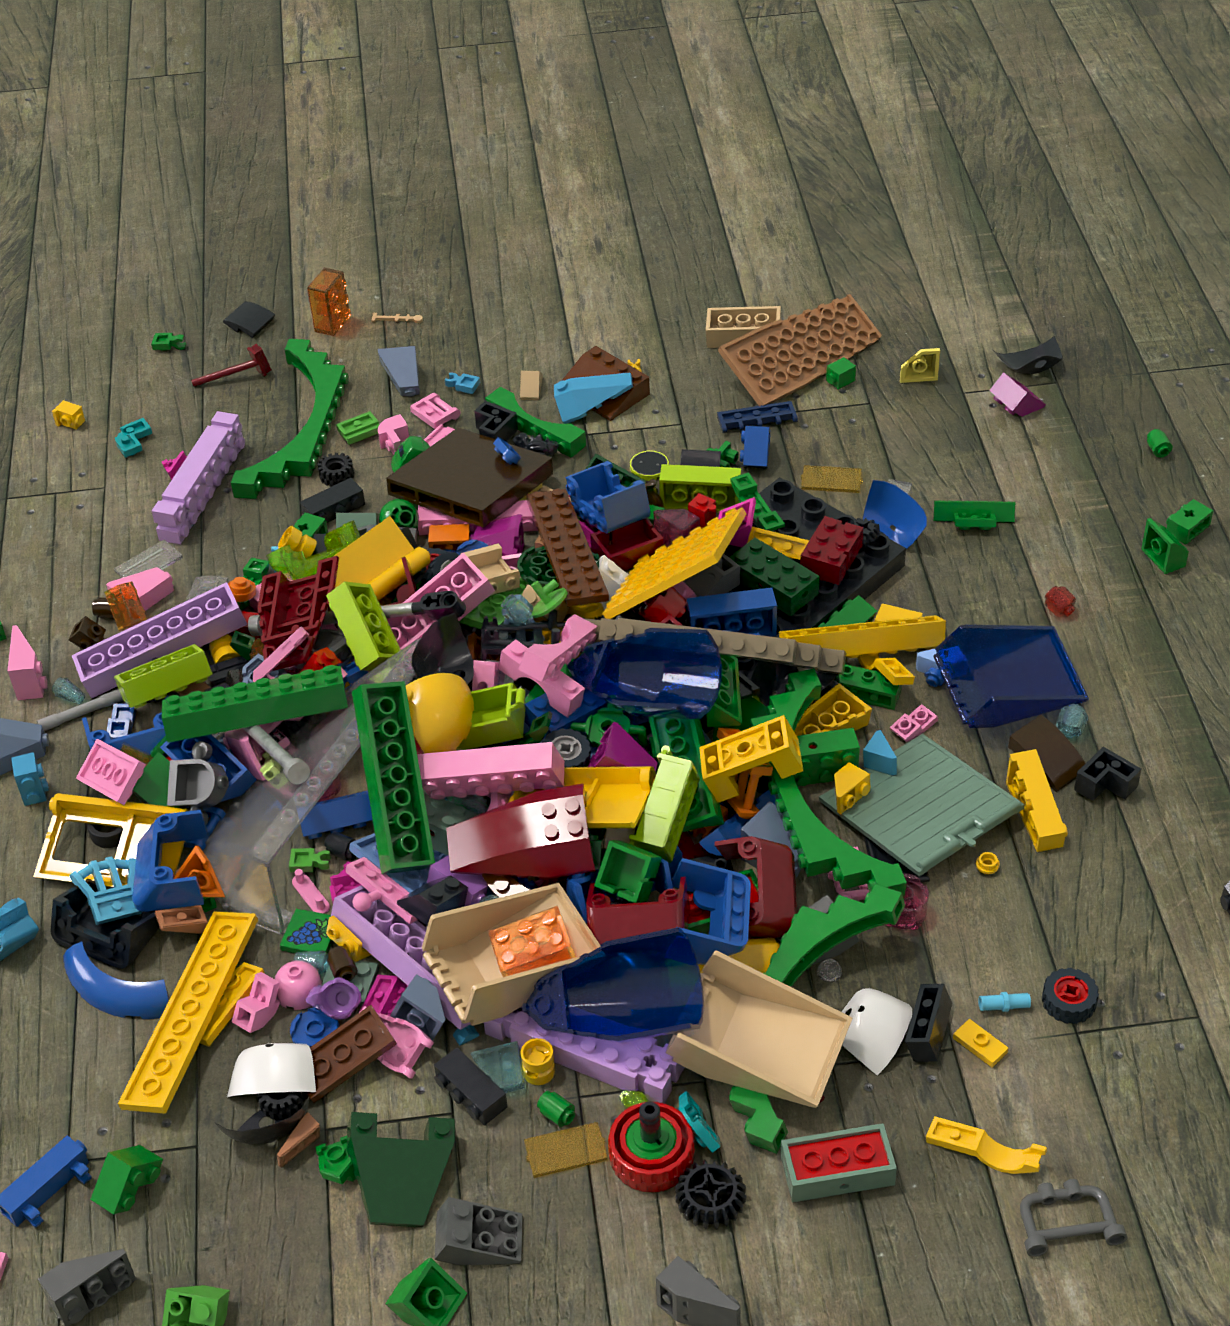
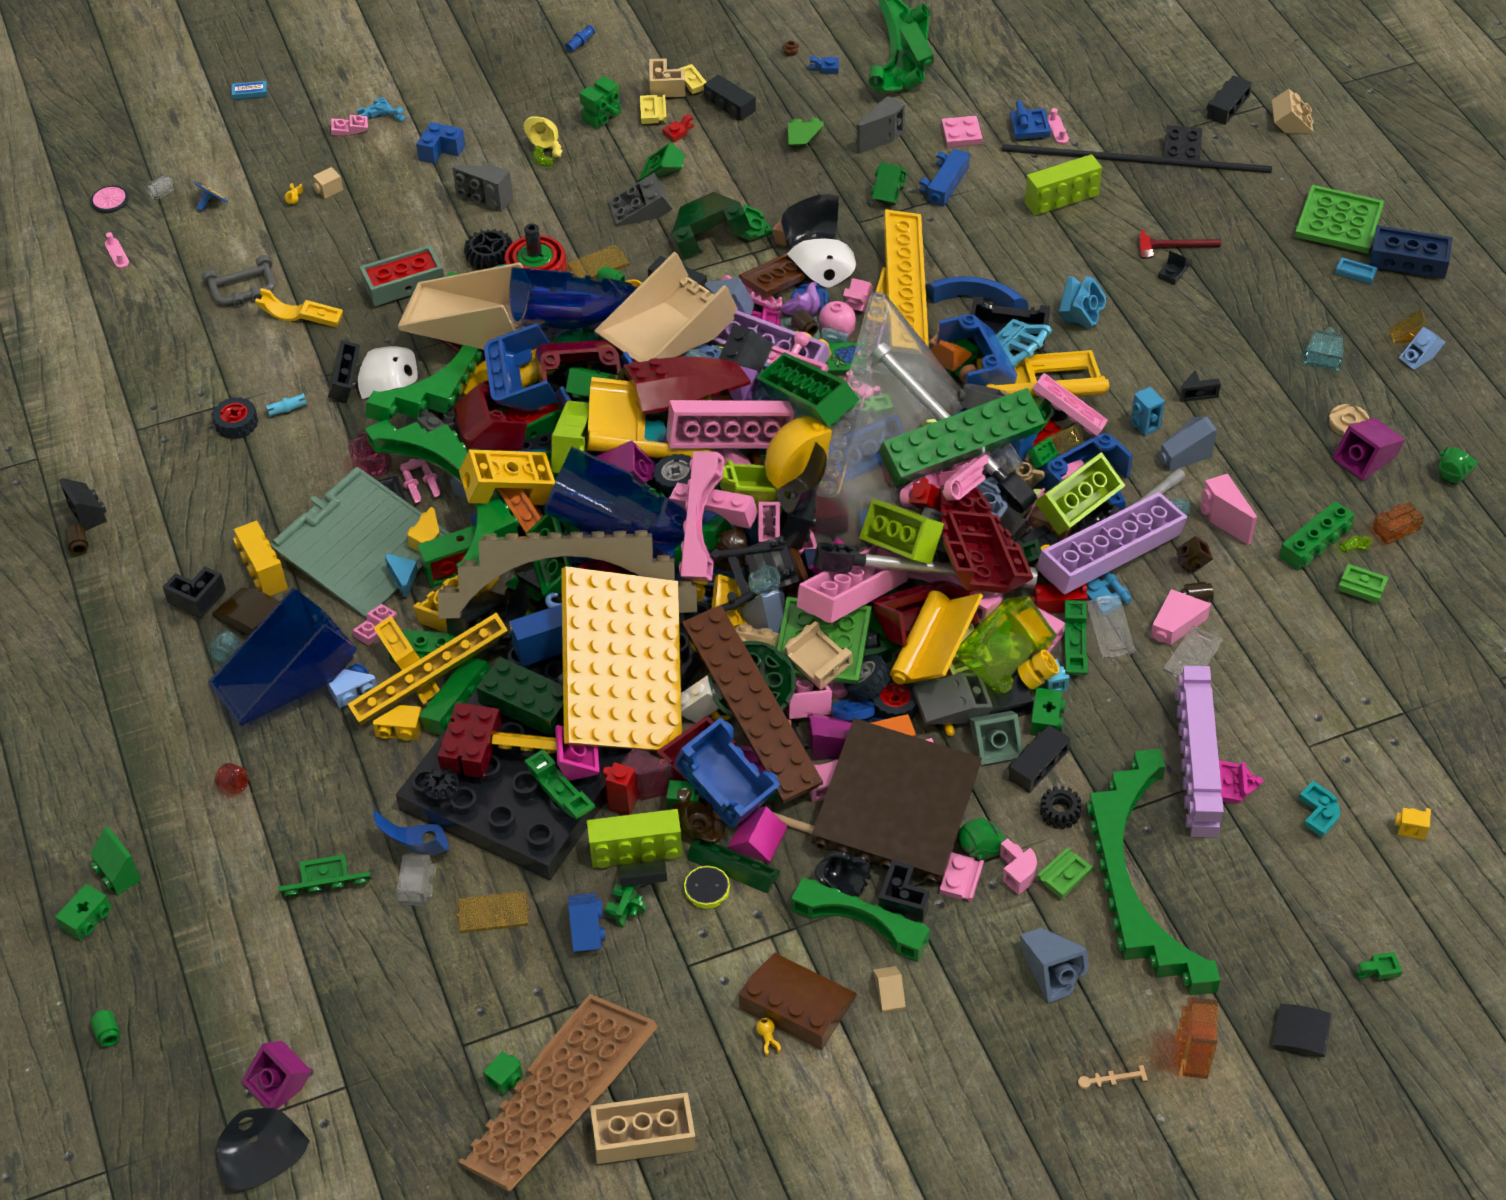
camera: 165 degrees right, 5 degrees up
(125, 605) = (1172, 577): clear orange brick -> none
(242, 589) = (1068, 613): orange plate -> none
(258, 360) = (1242, 932): dark red piece -> none
(401, 512) = (953, 733): green brick -> none
(433, 415) = (991, 912): bright pink plate -> none
(463, 383) = (969, 969): dark azure plate -> none
(506, 451) = (861, 818): blue plate -> none
(532, 942) = (650, 319): clear orange brick -> none
(548, 601) = (740, 608): bright green shield -> none
(581, 394) = (805, 960): dark azure wedge -> none
(756, 416) = (596, 983): dark blue hinge -> none
(921, 366) = (400, 1099): light yellow slope -> none
(980, 1043) = (305, 378): yellow plate -> none
(990, 859) = (301, 506): yellow plate -> none

